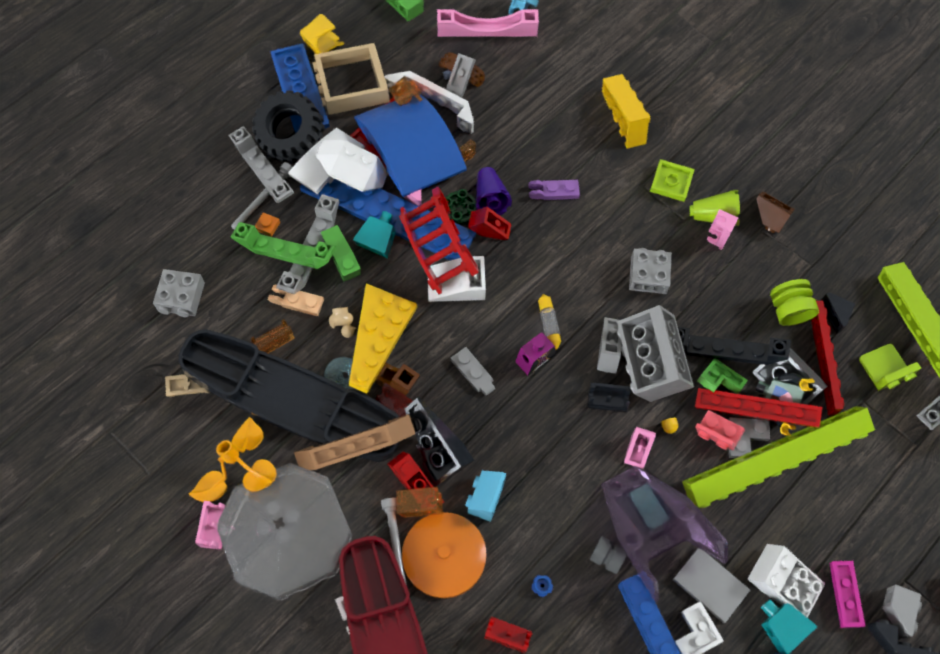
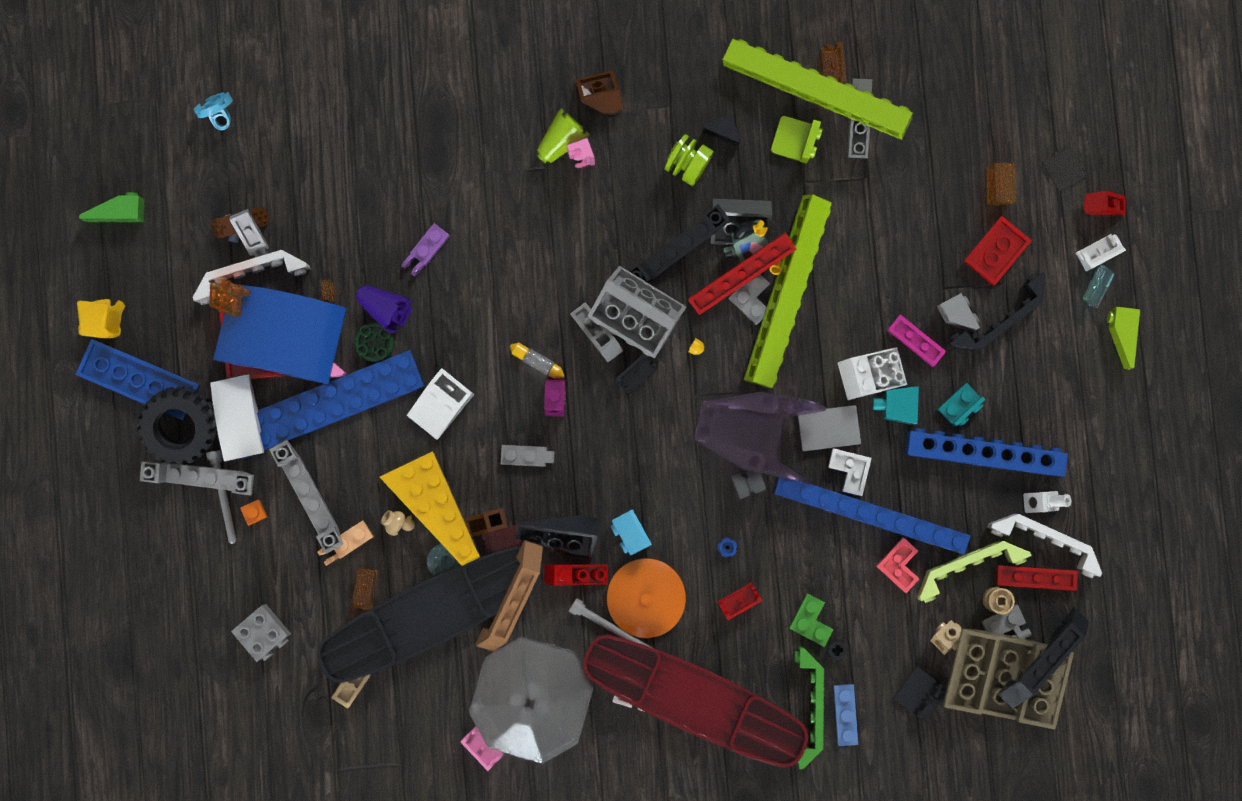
camera: 45 degrees left, 20 degrees up
(259, 477) = (477, 685): light orange plant -> none
(288, 251) = (291, 520): bright green slope -> none
(343, 255) = (334, 476): bright green slope -> none
(352, 165) = (264, 405): white wedge -> none
(357, 99) = (198, 344): tan window -> none
(377, 235) = (344, 433): teal torso -> none
(419, 502) = (595, 585): clear orange hinge -> none
(448, 227) = (398, 380): red fence -> none
(455, 24) = (194, 181): bright pink arch -> none
(489, 224) = (412, 333): red slope -> none
(626, 110) = (404, 120): yellow wedge -> none
(639, 447) = (693, 388): bright pink slope -> none
(648, 506) = (740, 421): clear light blue plate -> none
(650, 271) = (564, 243): light grey brick -> none
(672, 180) = (502, 146): lime plate -> none
(718, 374) = (692, 271): bright green plate -> none
(720, 430) = (732, 315): coral bracket -> none
(826, 361) = (756, 182): red plate -> none

